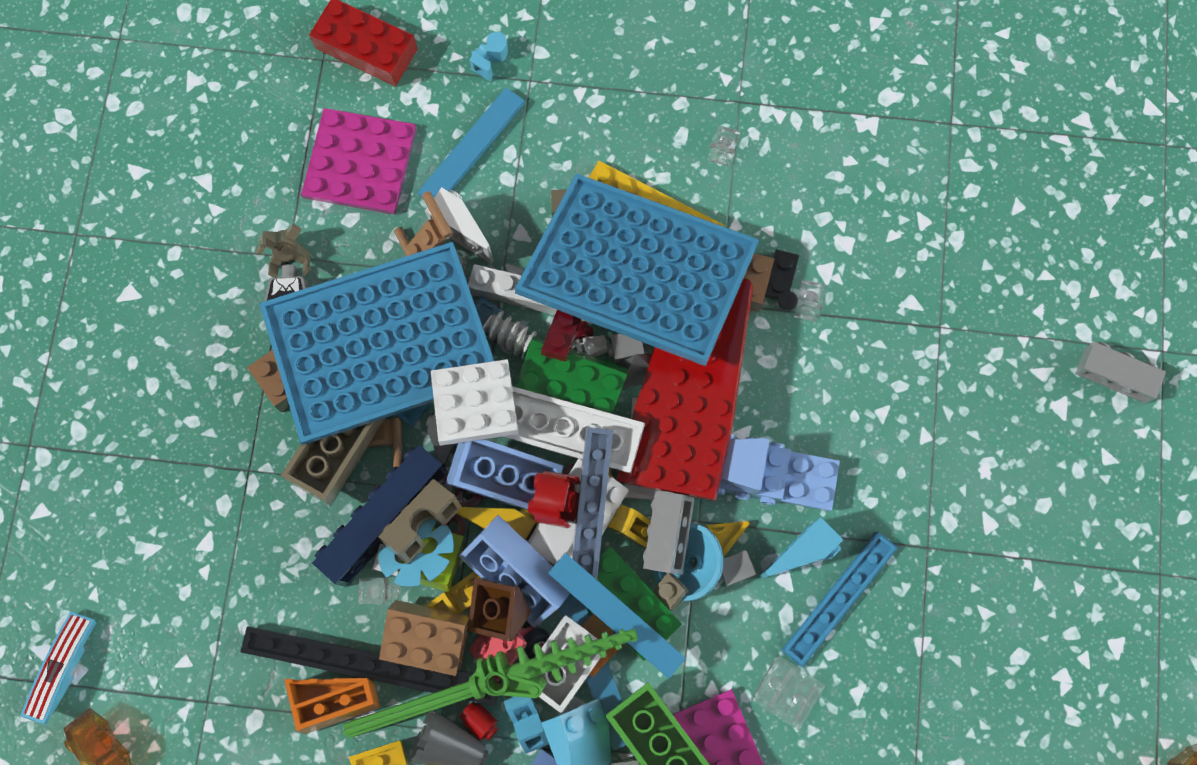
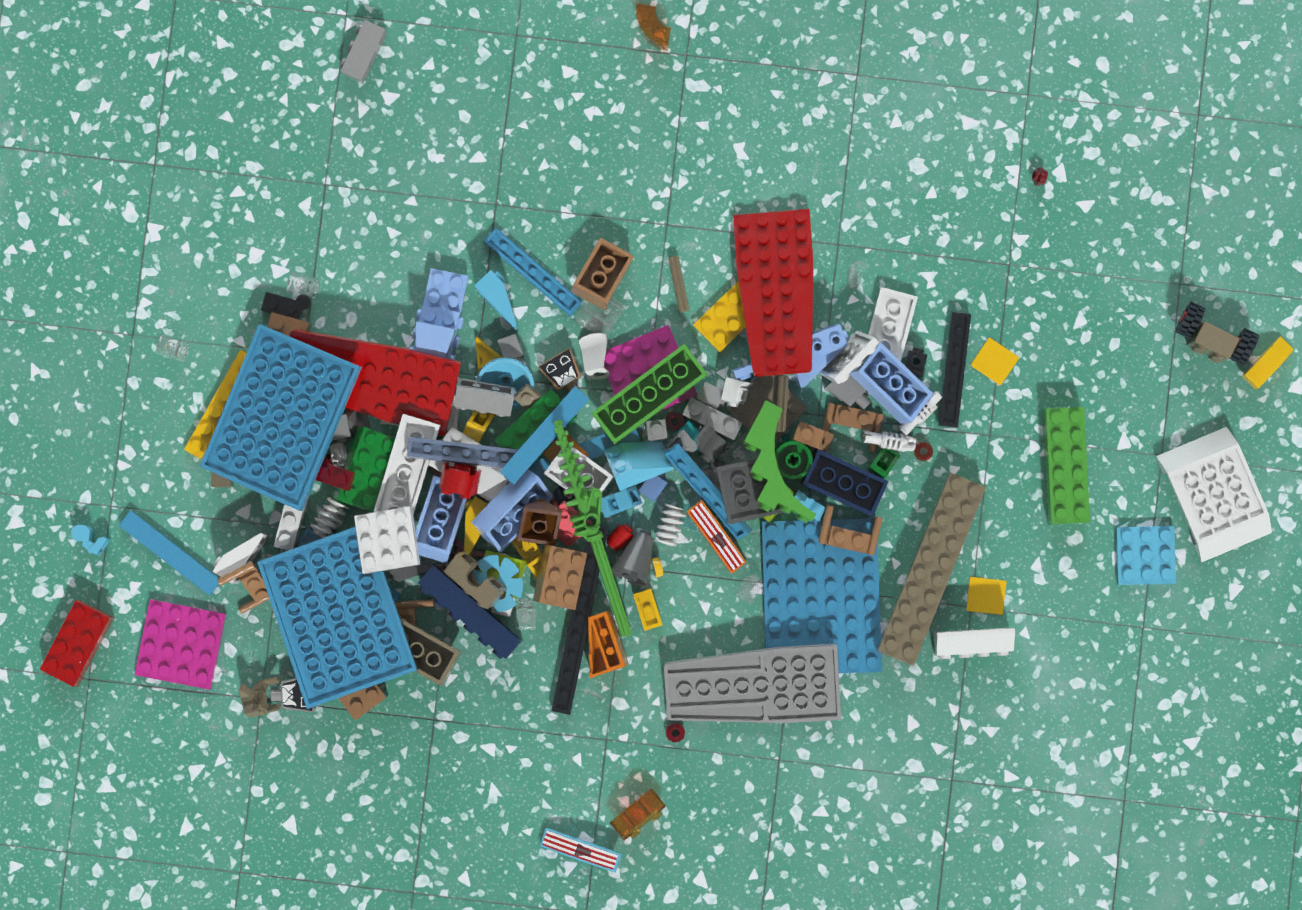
camera: 95 degrees left, 10 degrees up
(706, 639) = (561, 371): none -> torso
(730, 683) = (593, 353): none -> white piece
(843, 696) = (602, 273): none -> medium nougat brick

